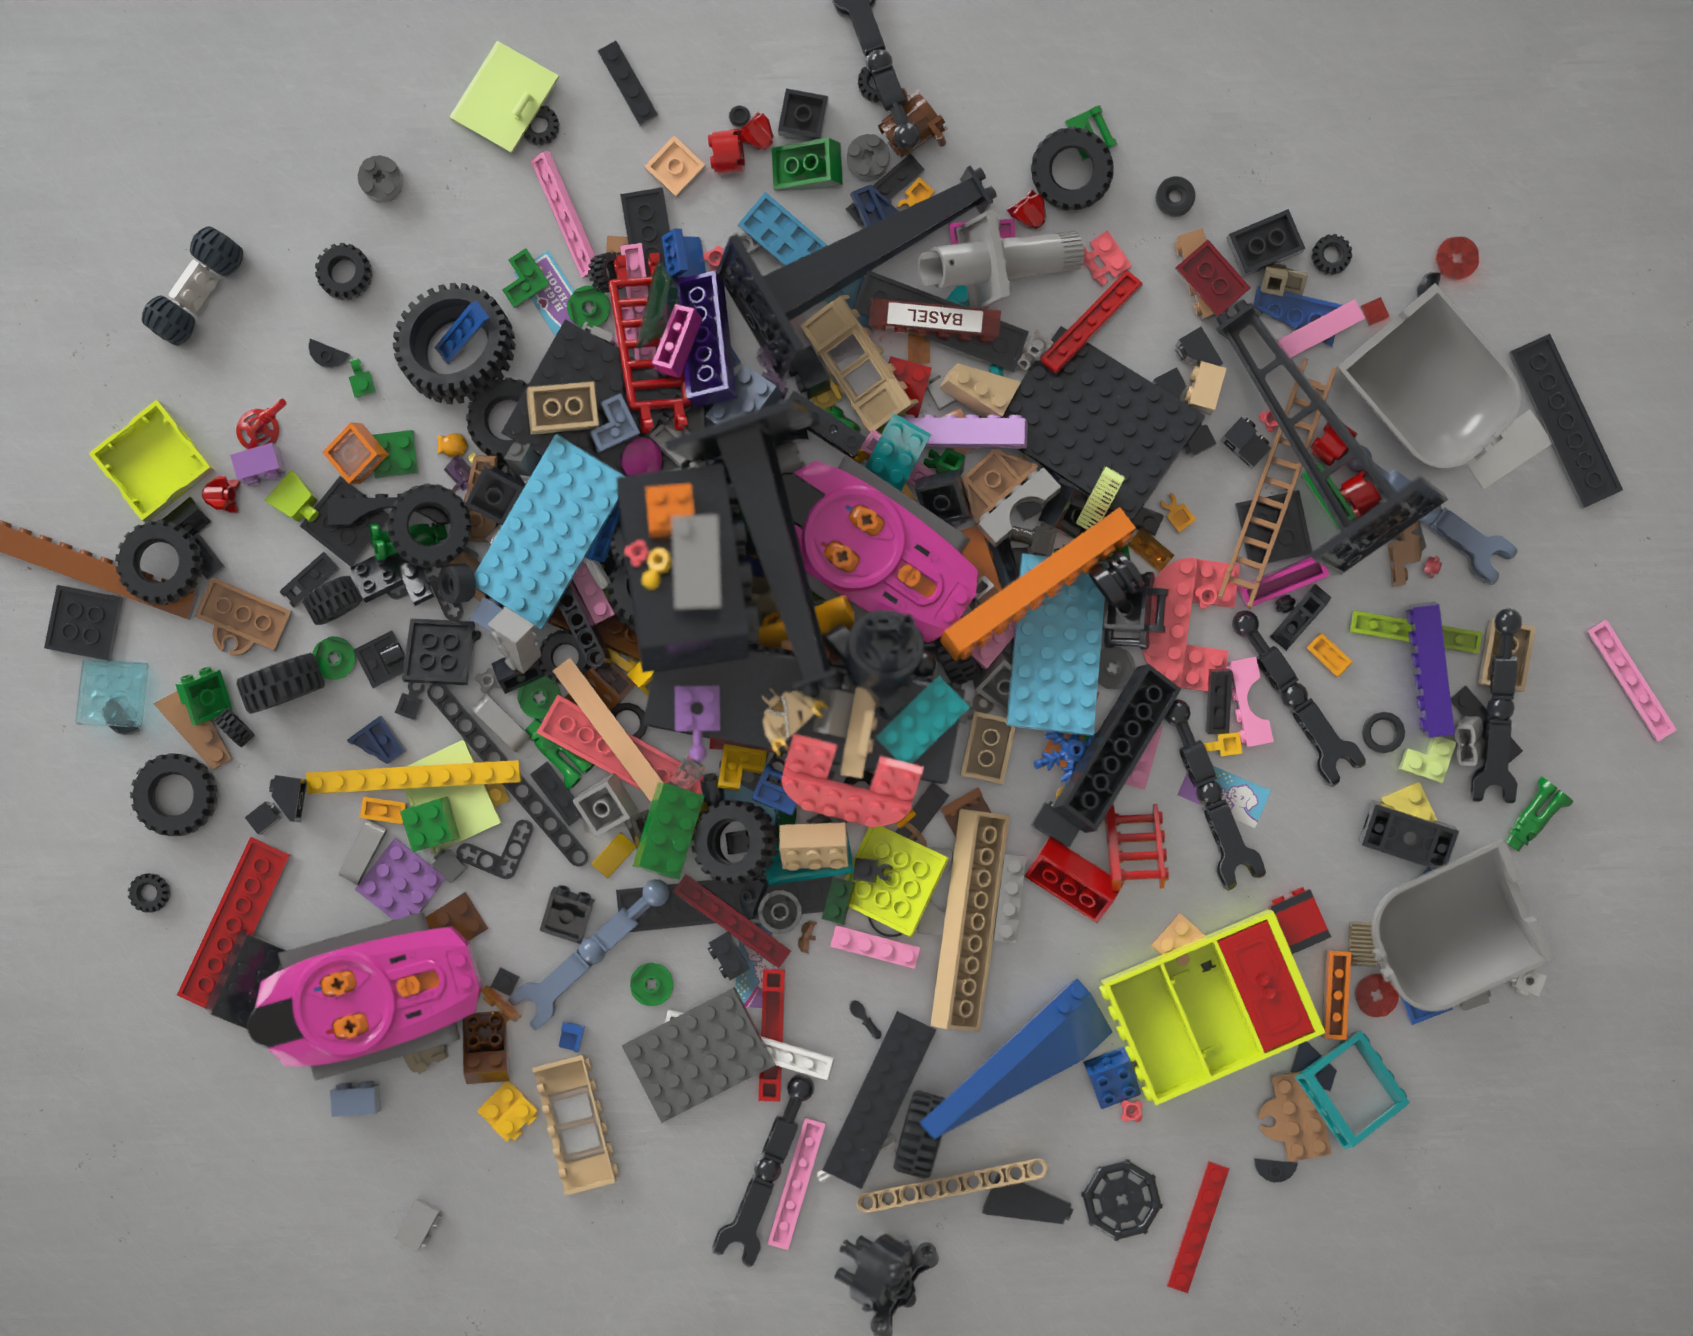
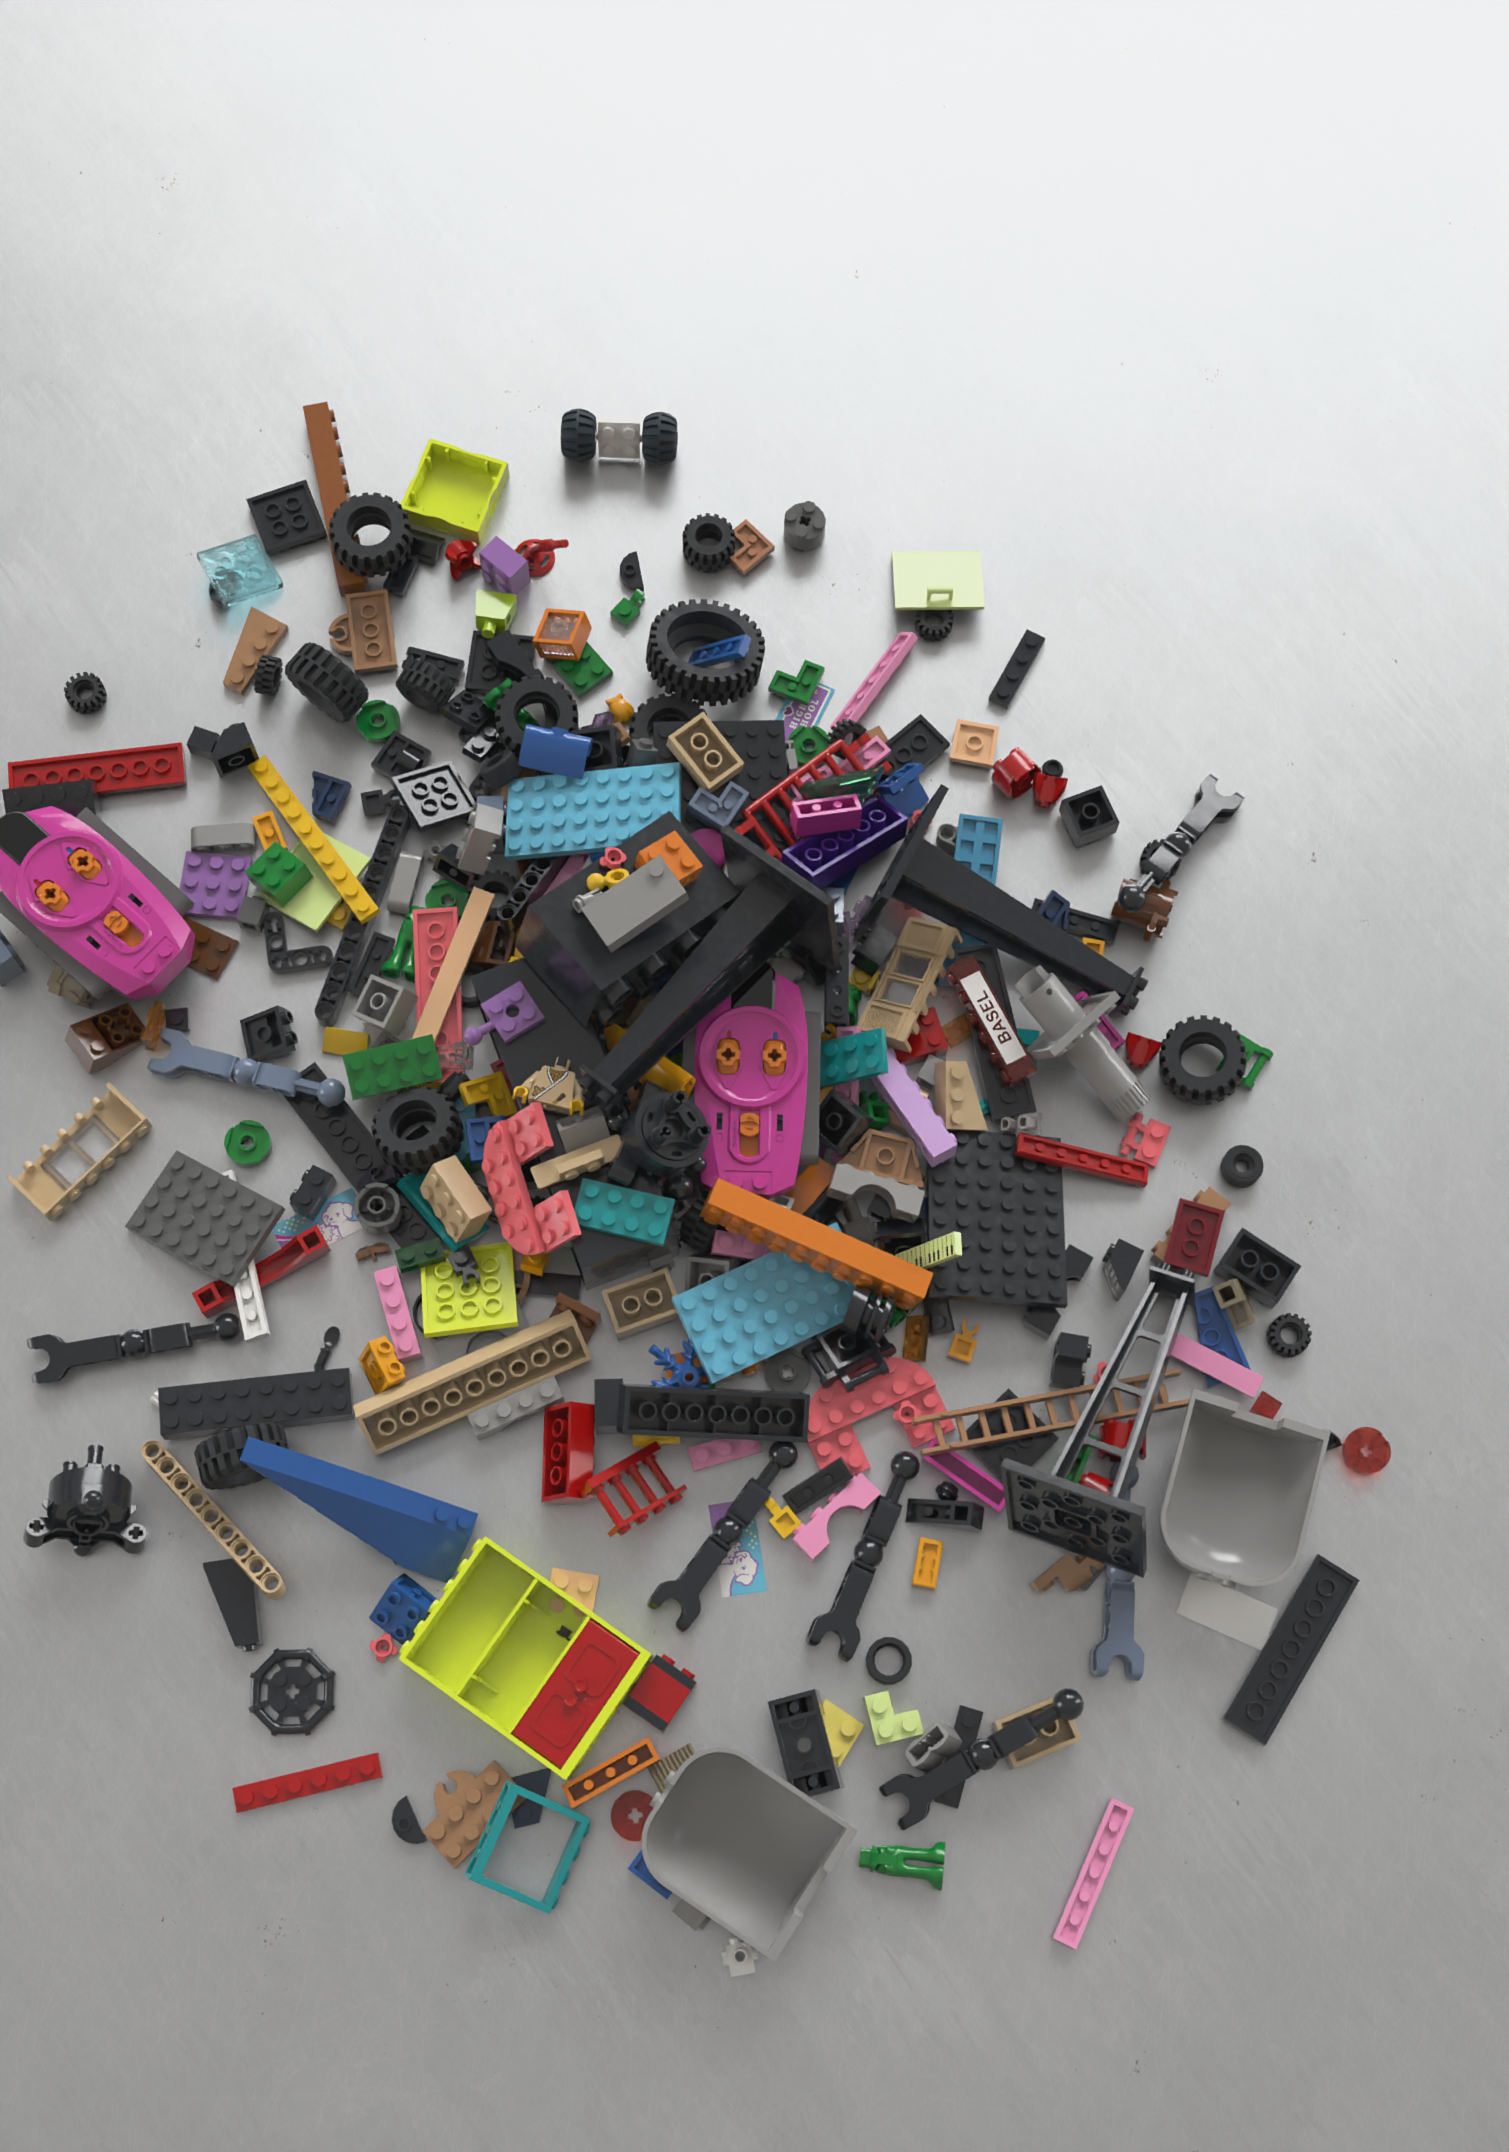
camera: 50 degrees right, 15 degrees down
(144, 794) = (172, 639): black tyre -> none
(203, 695) = (281, 636): green plate -> none
(370, 232) = (754, 547): none -> nougat plate
(477, 531) = (554, 751): none -> blue panel
(508, 1111) = (60, 1090): yellow plate -> none
(571, 1036) = (160, 1104): blue panel -> none
(665, 596) = (582, 900): none -> light grey pin
(732, 921) = (345, 1174): dark red plate -> none
(796, 1183) = (135, 1378): bright pink plate -> none
(807, 165) = (1050, 846): green slope -> none
(871, 145) = (1092, 878): dark grey brick -> none
(911, 984) = (381, 1365): none -> light orange plate
(978, 708) = (675, 1271): dark tan plate -> none
(1206, 387) = (1093, 1293): tan brick -> none
(1398, 629) = (1002, 1631): lime plate -> none
(1431, 669) = (976, 1663): dark purple brick -> none
(1433, 566) = (1072, 1608): coral plate -> none

